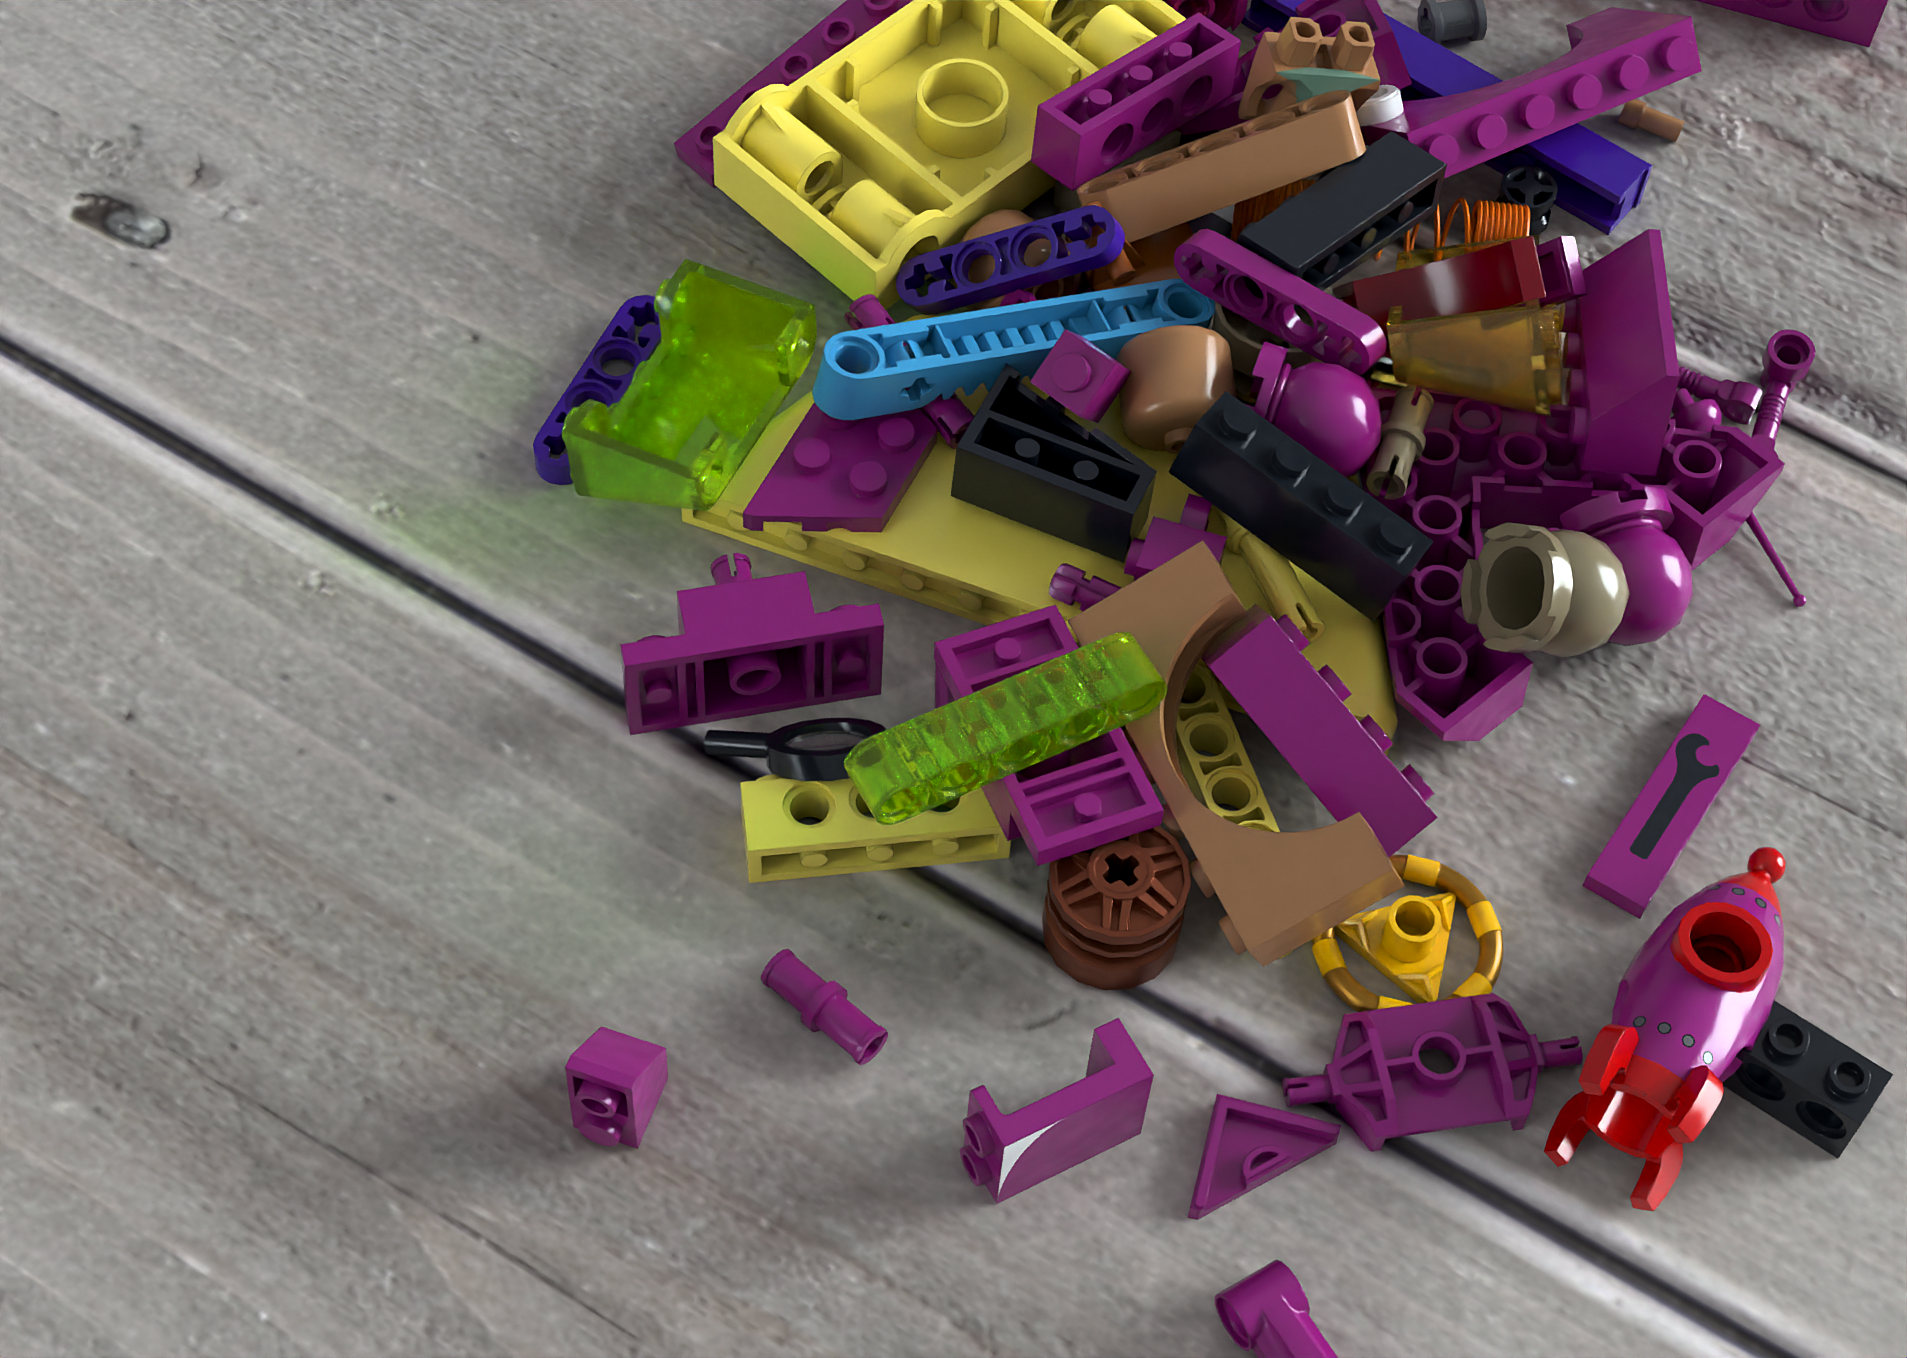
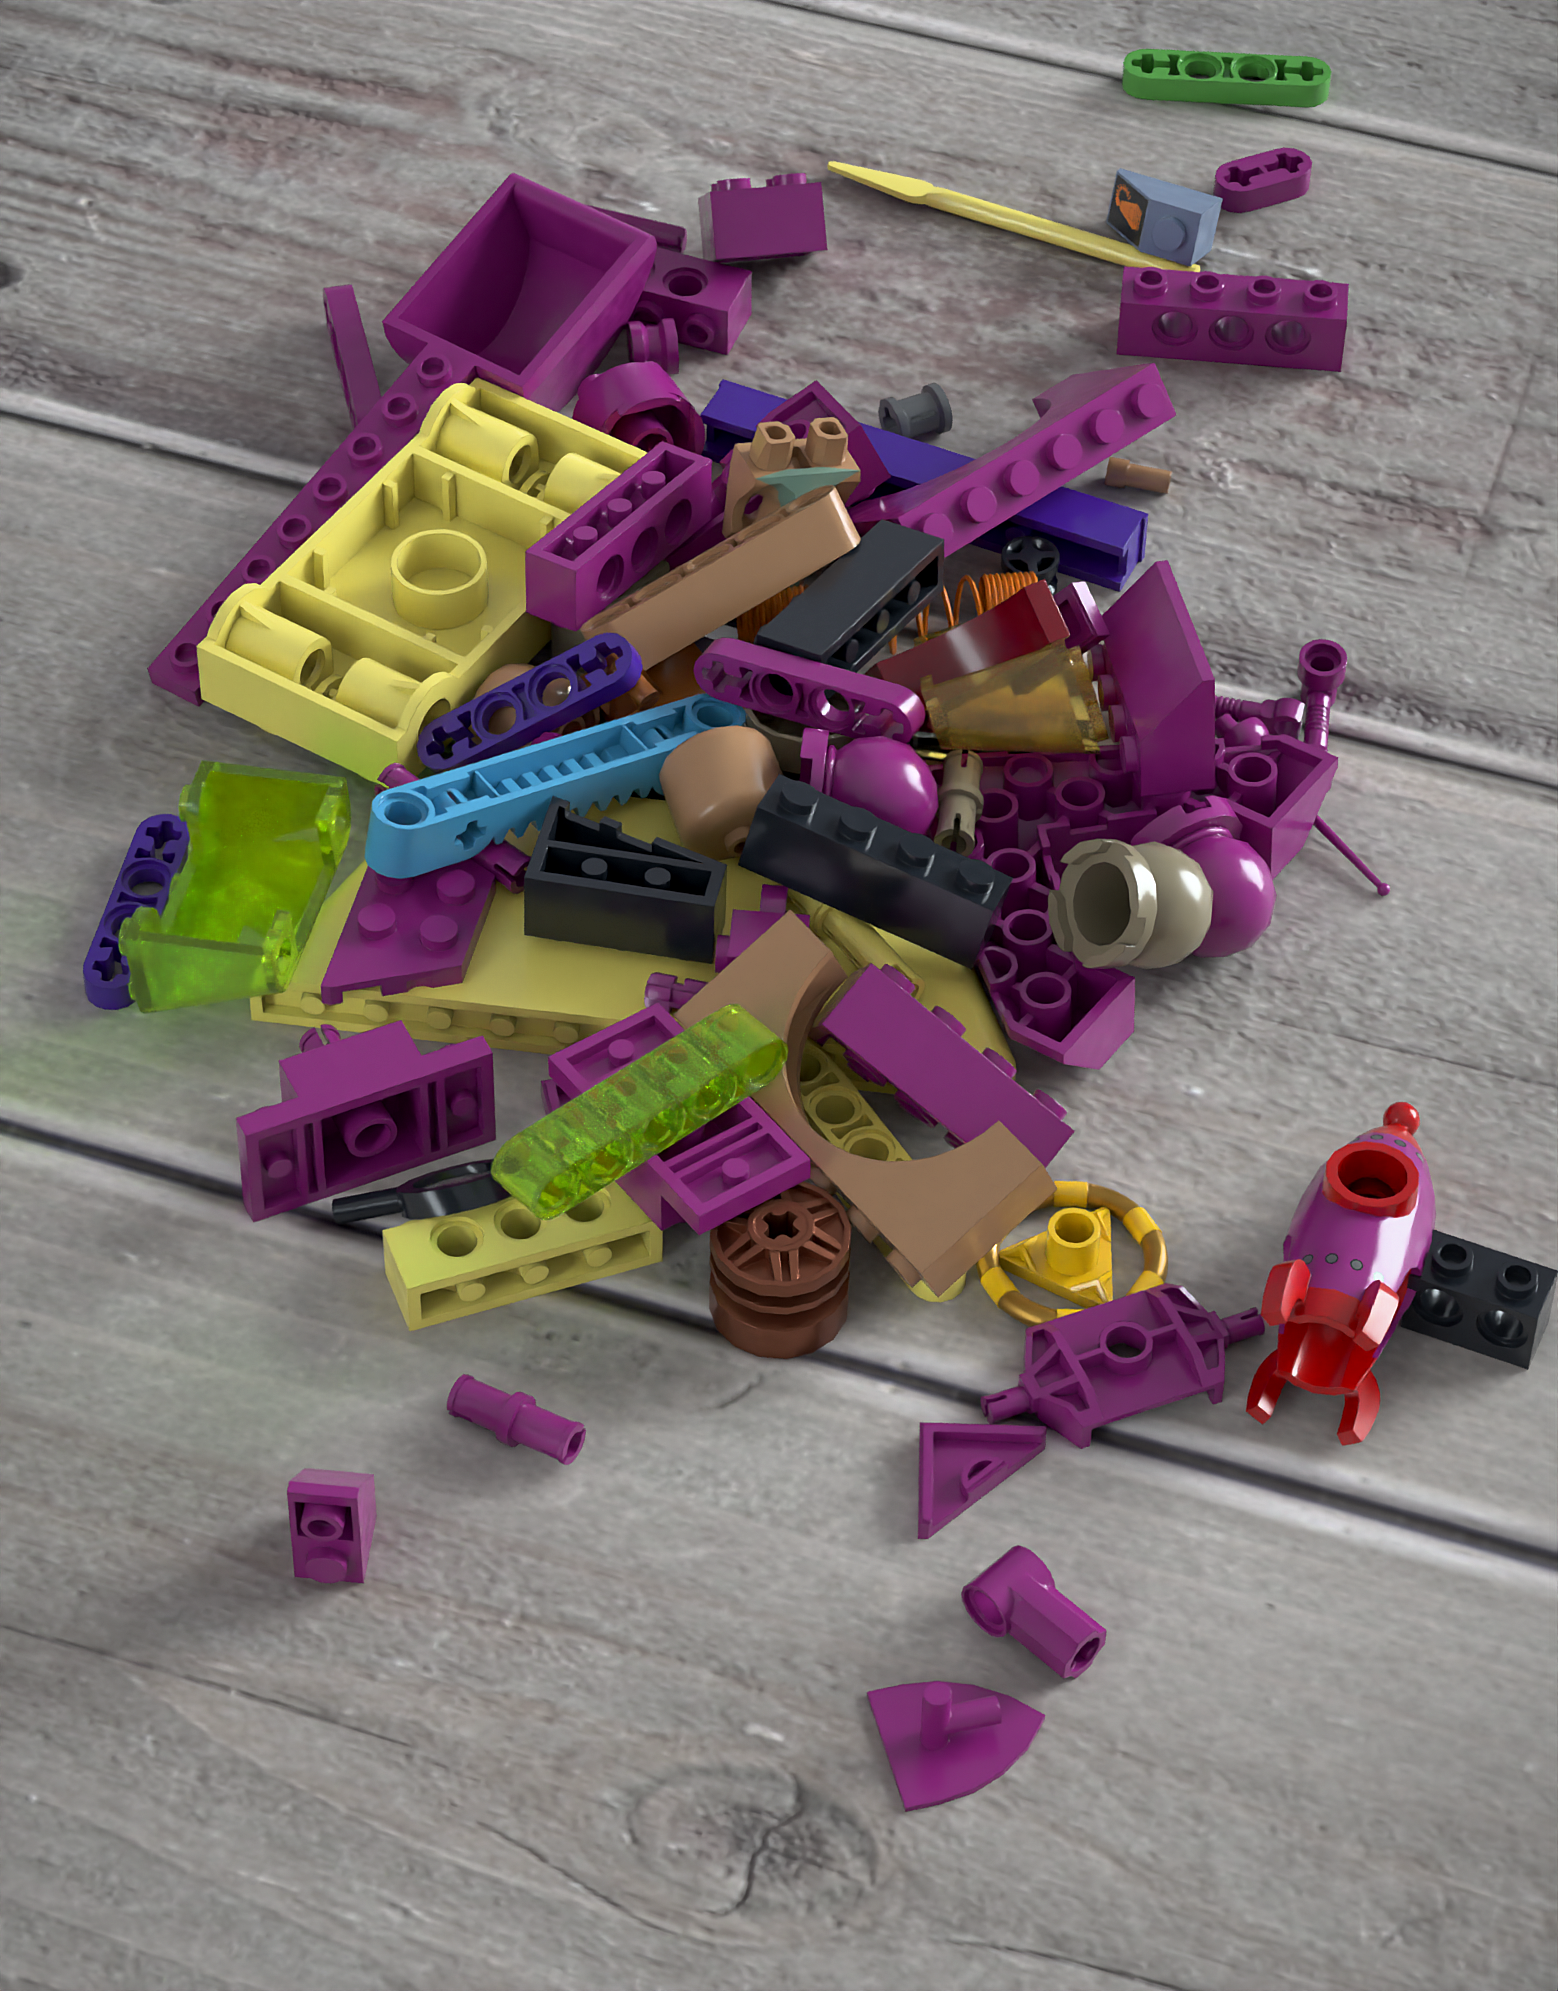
camera: 10 degrees left, 10 degrees down
(1062, 1128) = (778, 1470): magenta panel -> none
(1081, 376) = (631, 792): magenta brick -> none
(1381, 106) = (866, 501): white tile -> none
(1671, 806) = (1299, 1092): magenta tile -> none

